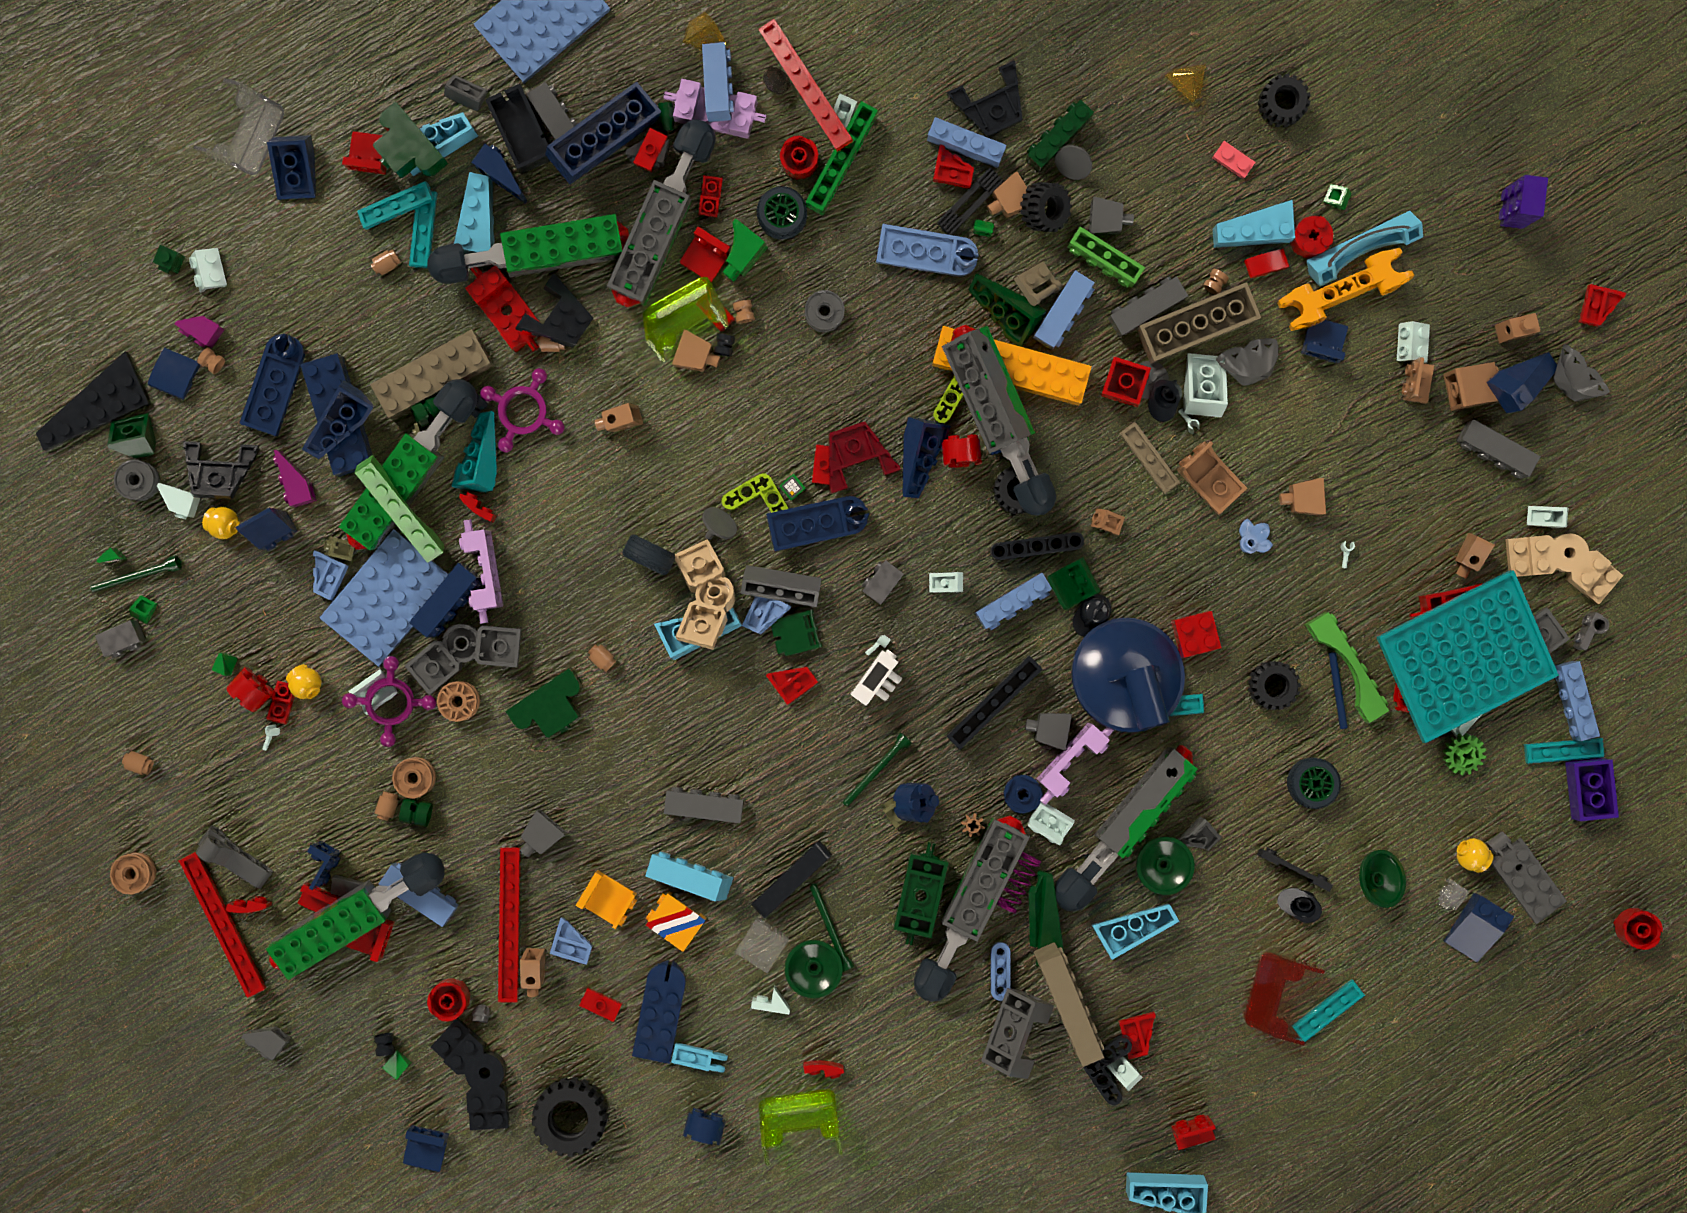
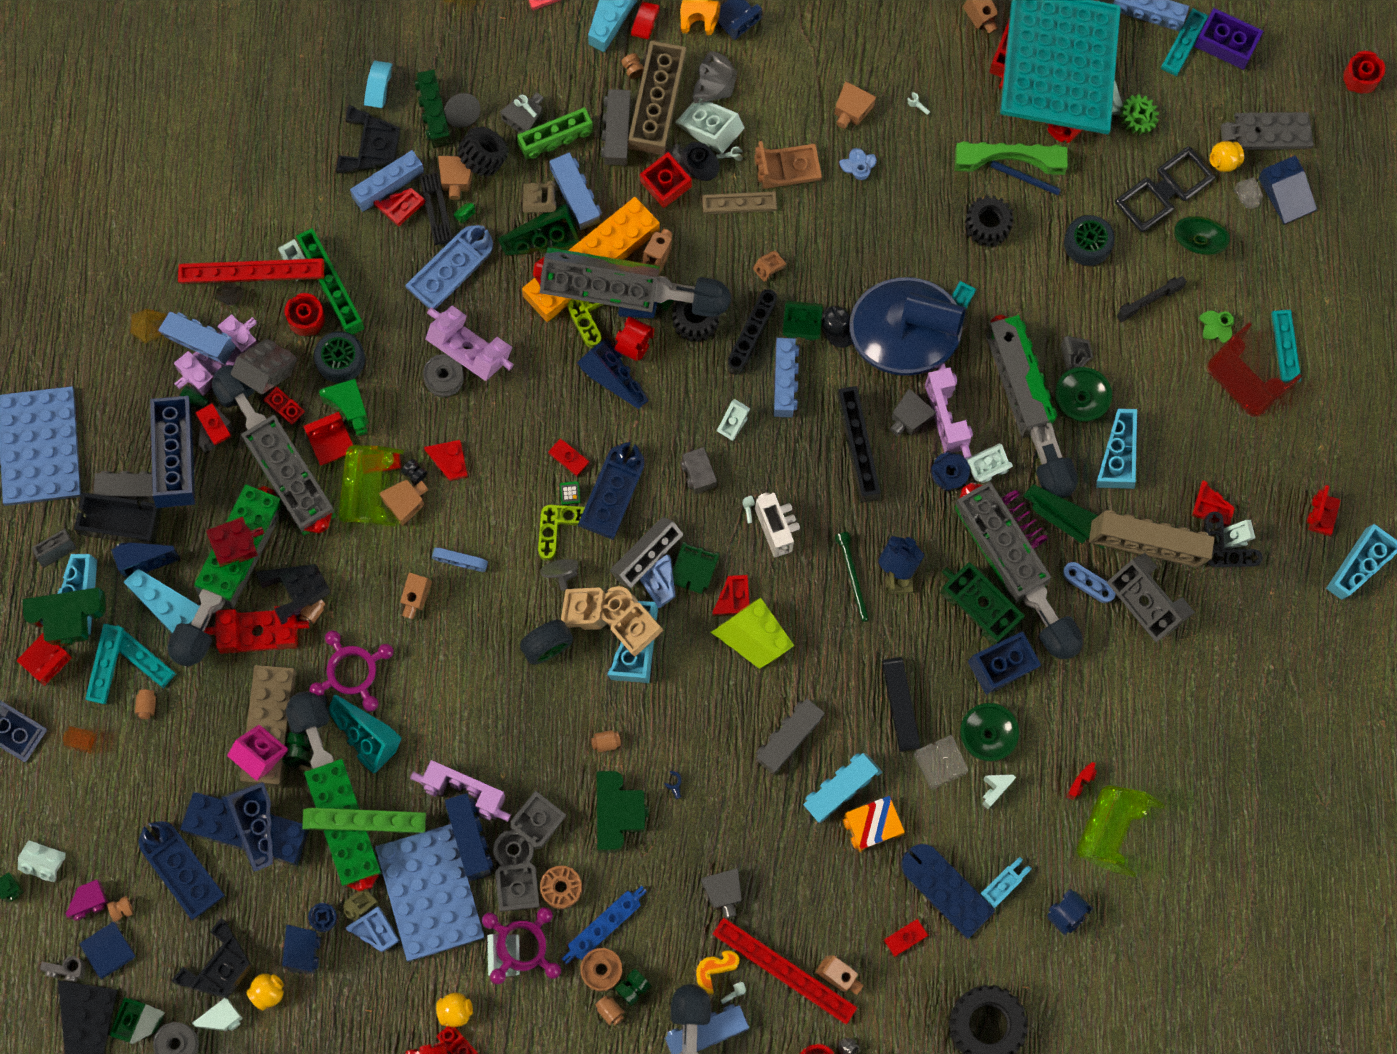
camera: 60 degrees left, 15 degrees down
(131, 343) = (54, 970): none -> flat silver plate
(296, 485) = (275, 904): magenta slope -> none
(310, 526) = (322, 917): none -> dark blue wheel
(321, 229) = (79, 739): none -> clear orange brick
(398, 383) = (257, 752): none -> dark pink slope
(452, 755) = (604, 925): none -> blue plate
(472, 897) = (739, 990): none -> light aqua hand
(473, 504) = (399, 764): red slope -> none
(476, 866) = (714, 965): none -> yellow animal
(554, 240) = (233, 541): none -> dark red plate
(570, 943) = (835, 928): medium blue wing -> none
(600, 739) = (675, 789): none -> dark blue piece
(607, 899) = (818, 871): light orange panel -> none
(674, 434) = (459, 559): none -> medium blue beam
(727, 156) = (263, 366): none -> dark grey brick
(743, 311) = (398, 439): medium nougat wheel -> none
(755, 366) = (449, 459): none -> red wing
(769, 721) = (754, 634): none -> lime wedge
(846, 962) = (959, 698): dark green piece -> none
(852, 447) = (571, 421): dark red wing -> none
(863, 293) = (451, 337): none -> lavender brick
(881, 944) = (1003, 663): none -> dark blue slope
(975, 829) = (952, 531): medium nougat gear -> none
(1050, 71) = (377, 84): none -> medium azure brick
(1055, 418) = (658, 249): none -> medium nougat torso
(1113, 213) = (524, 103): none -> light aqua hand
(1196, 634) = (907, 254): red brick -> none
(1300, 904) = (1183, 310): black piece -> none
(1304, 940) = (1215, 328): none -> bright green plate
(1408, 819) = (1165, 189): none -> black bar

